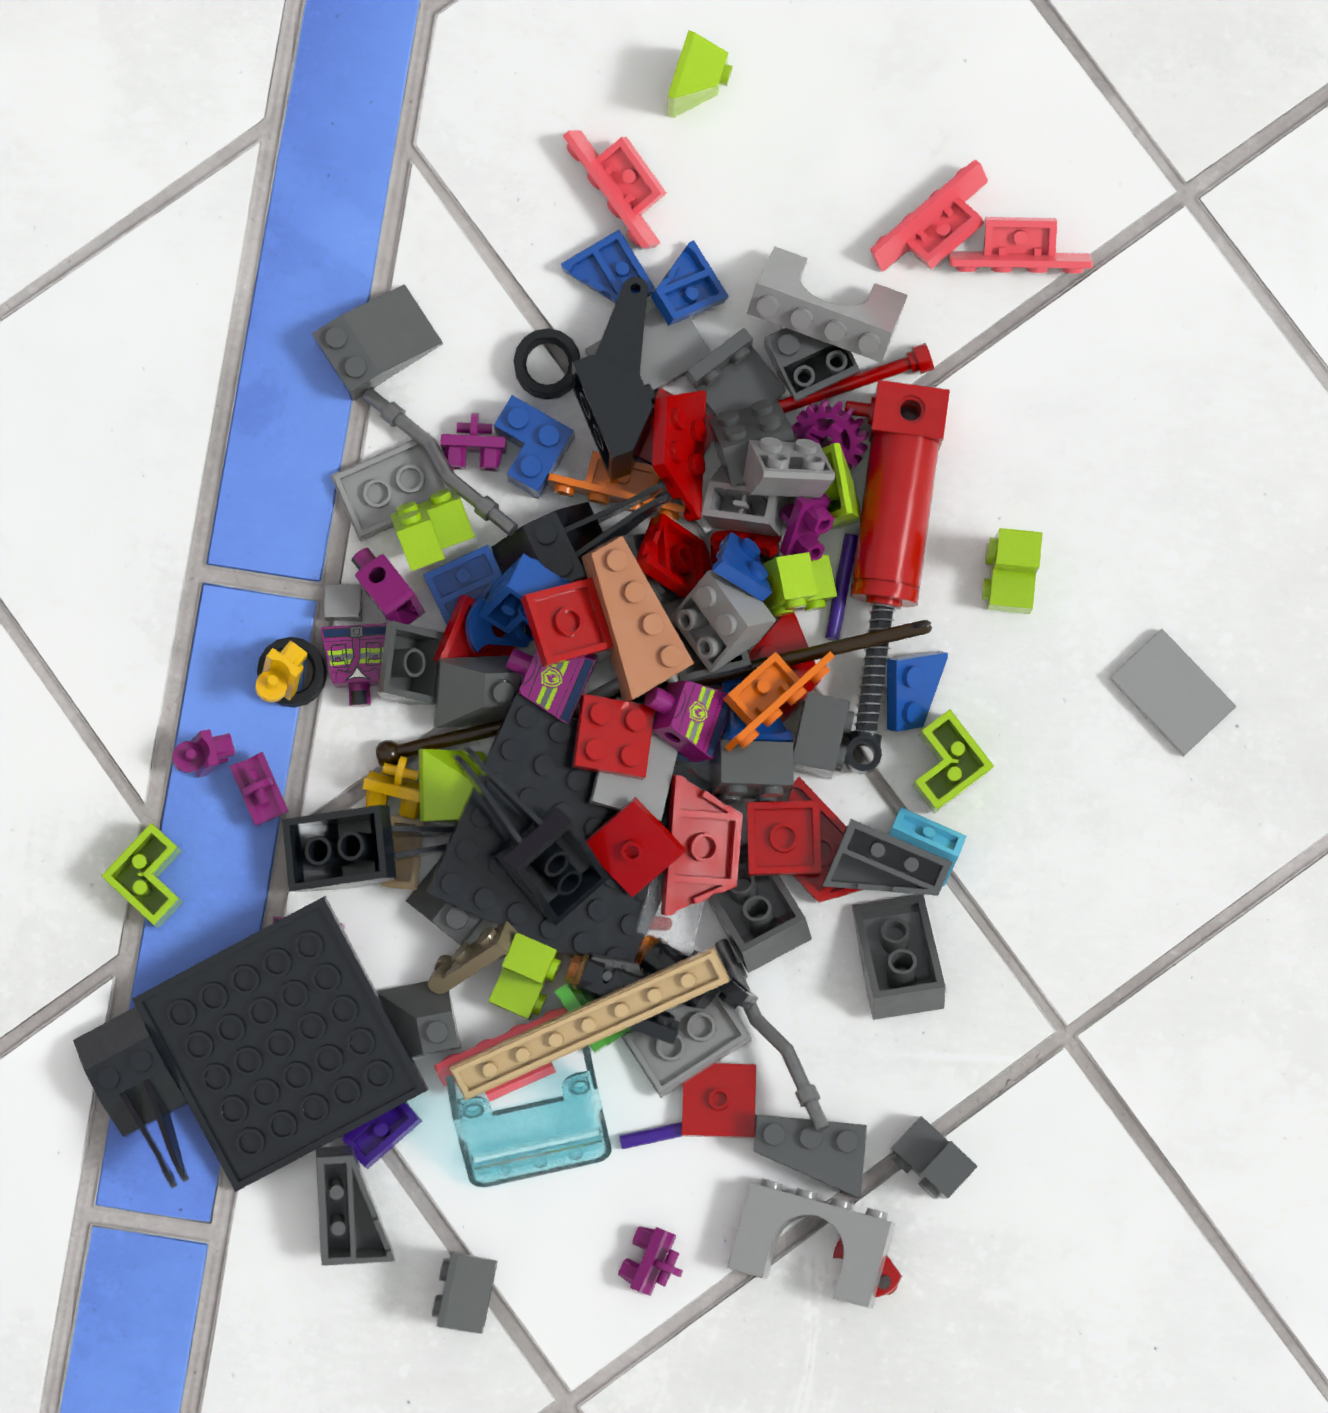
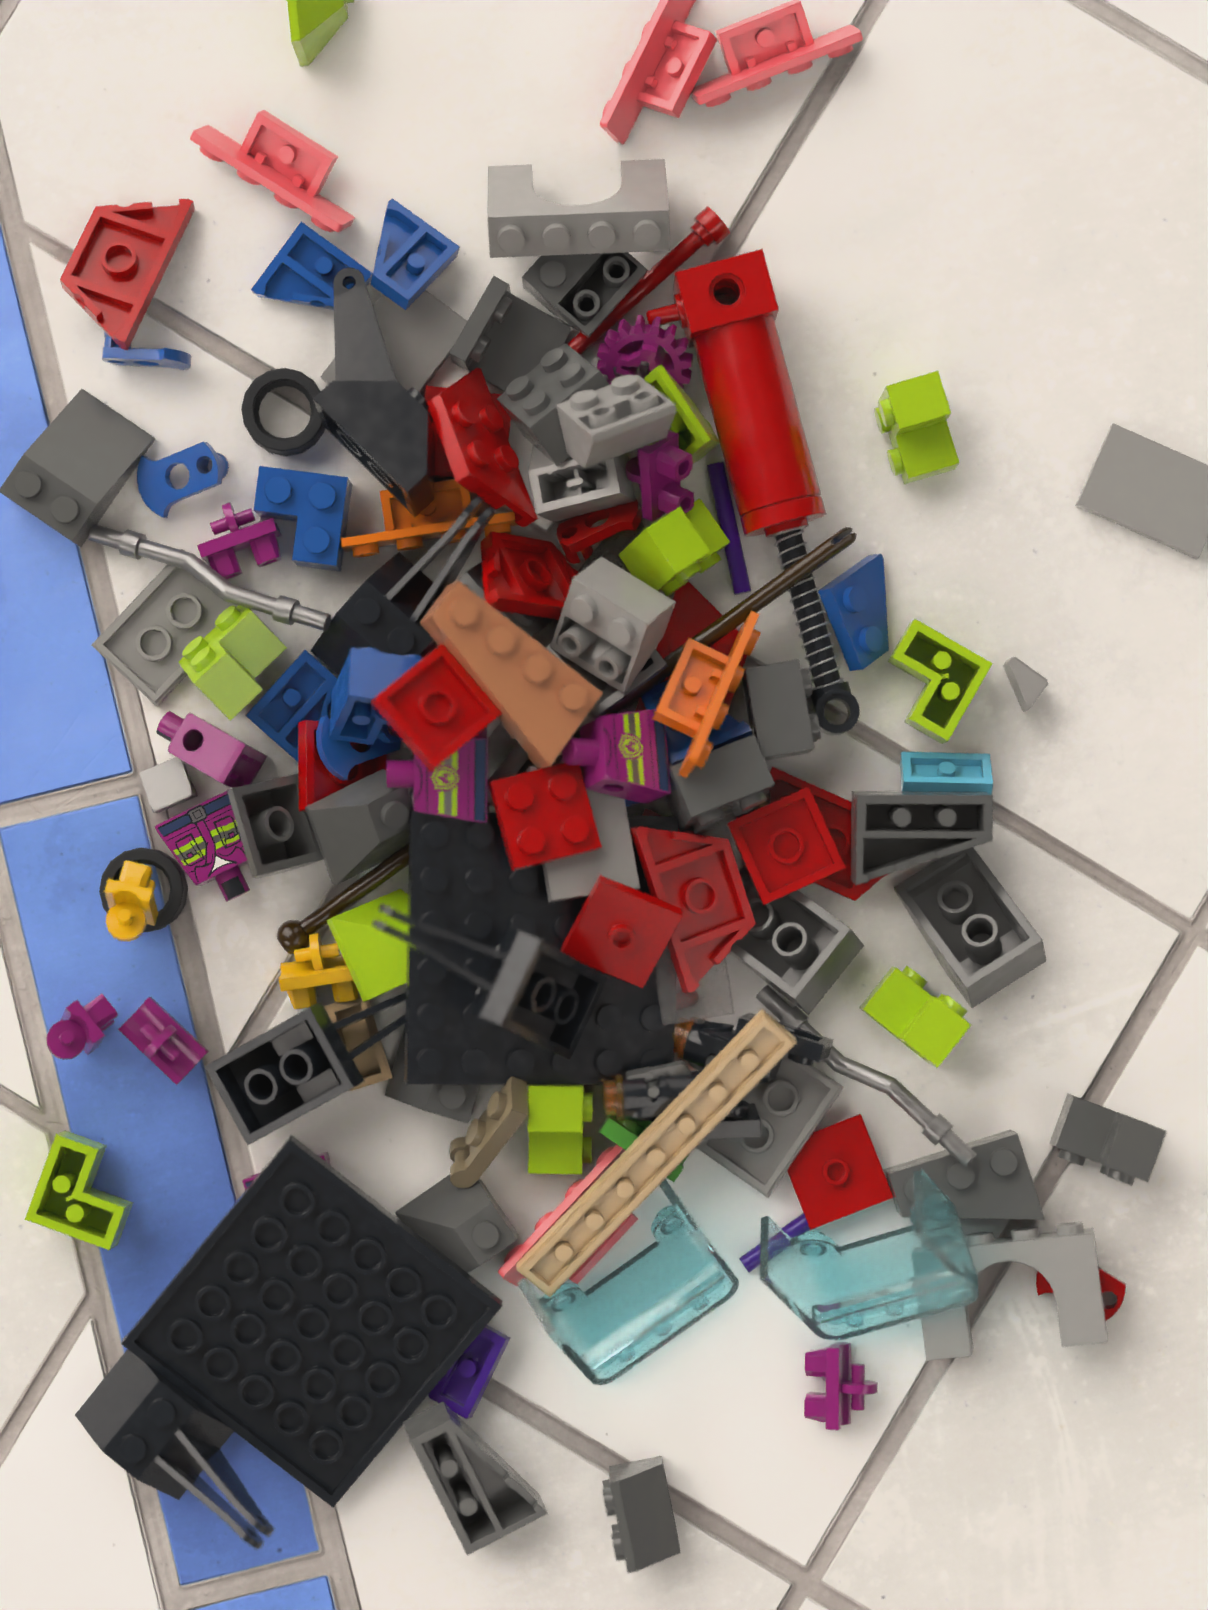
camera: 20 degrees left, 5 degrees up
(429, 374) = (155, 483): none -> blue piece
(443, 269) = (144, 357): none -> blue piece
(475, 205) = (123, 263): none -> wing
(715, 1191) = (875, 1279): none -> clear light blue windscreen
(742, 566) = (609, 554): blue wing -> none
(826, 1005) = (915, 1017): none -> lime brick
(1015, 792) = (1025, 682): none -> light grey slope

